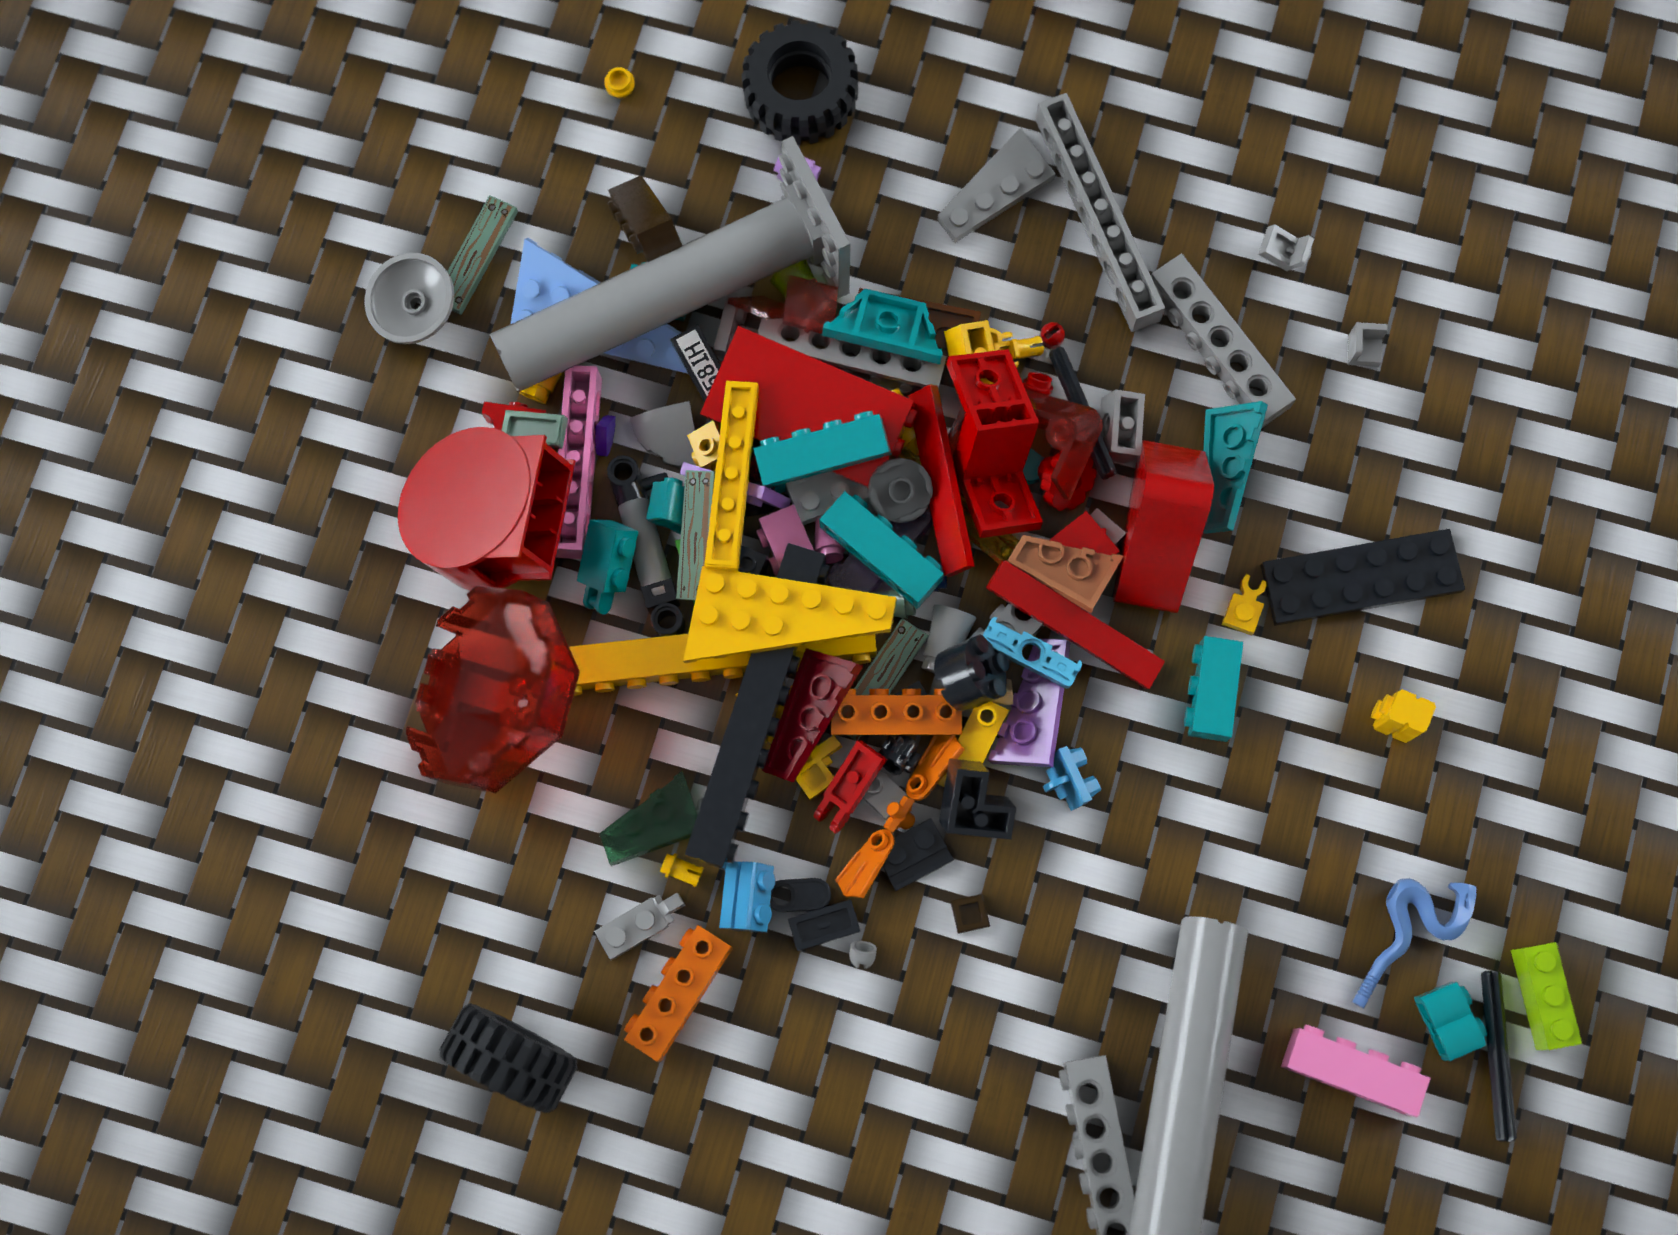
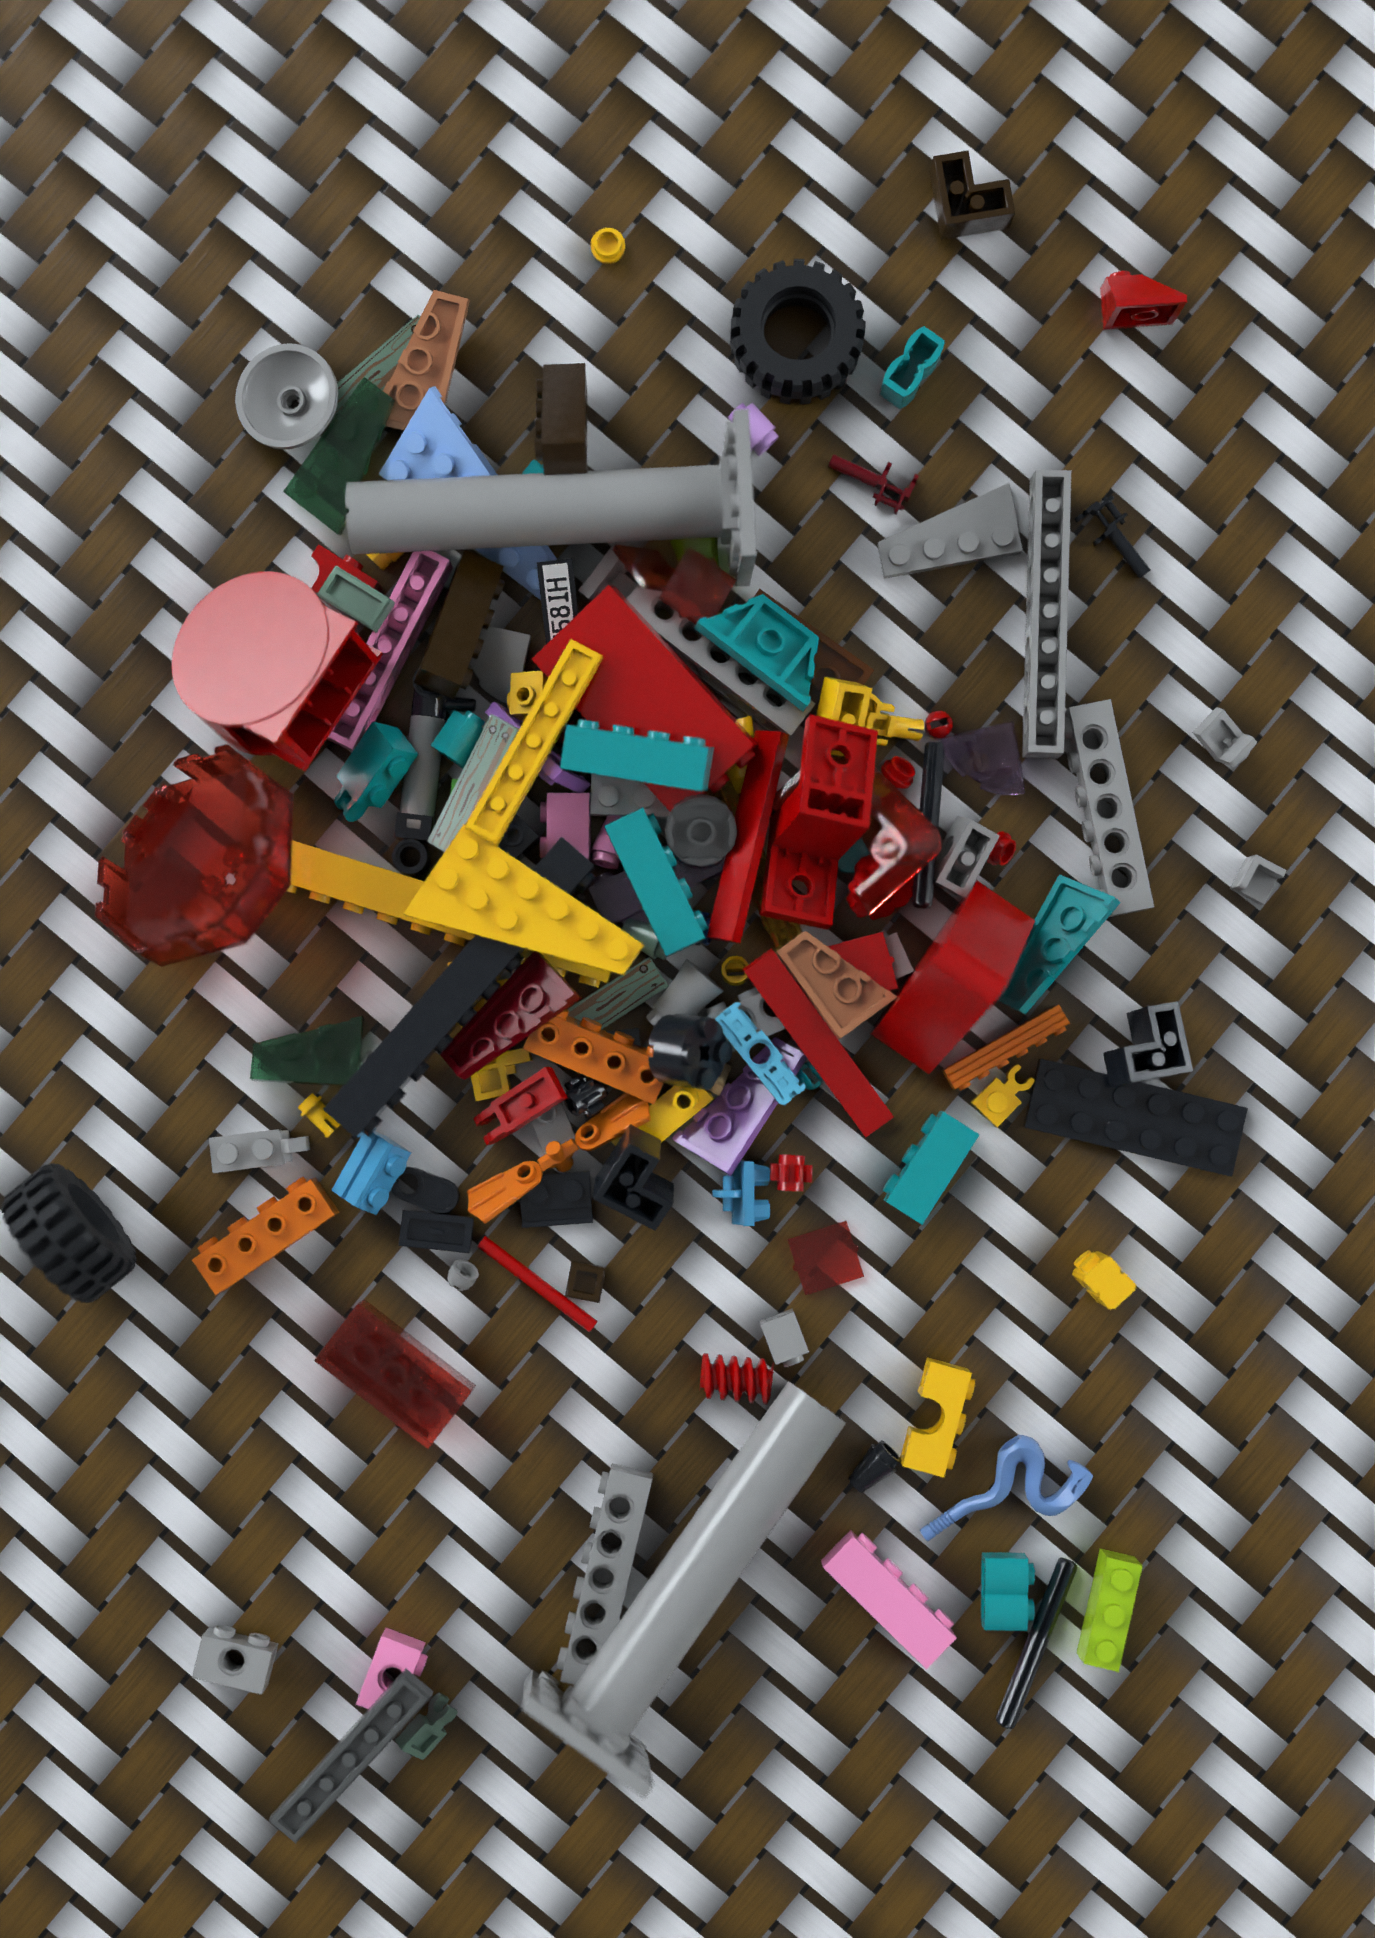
camera: 20 degrees right, 10 degrees up
(468, 350) = (341, 455): none -> clear green wing
(510, 224) = (428, 357): none -> nougat wing
(604, 435) = (424, 632): dark purple tile -> none
(628, 415) = (459, 625): none -> dark brown brick
(842, 1062) = (395, 1373): none -> clear red brick
(903, 71) = (908, 370): none -> teal brick
(912, 170) = (873, 480): none -> dark red piece
(930, 934) = (537, 1284): none -> red bar
(976, 594) = (734, 964): none -> yellow hinge
(1085, 666) = (804, 1078): none -> teal hinge
(1101, 743) = (791, 1172): none -> red gear
(1104, 343) = (988, 757): none -> clear purple brick
(1123, 133) = (1115, 535): none -> black piece
(1135, 937) = (736, 1378): none -> red piece
(1152, 409) = (1003, 850): none -> red plate
(1161, 885) = (784, 1338): none -> light grey brick
(1162, 804) = (825, 1257): none -> clear red piece
(1228, 566) = (1006, 1046): none -> orange piece
(1288, 962) = (874, 1466): none -> black cone
(1320, 868) = (931, 1448): none -> yellow arch
(1352, 511) = (1157, 1047): none -> black brick

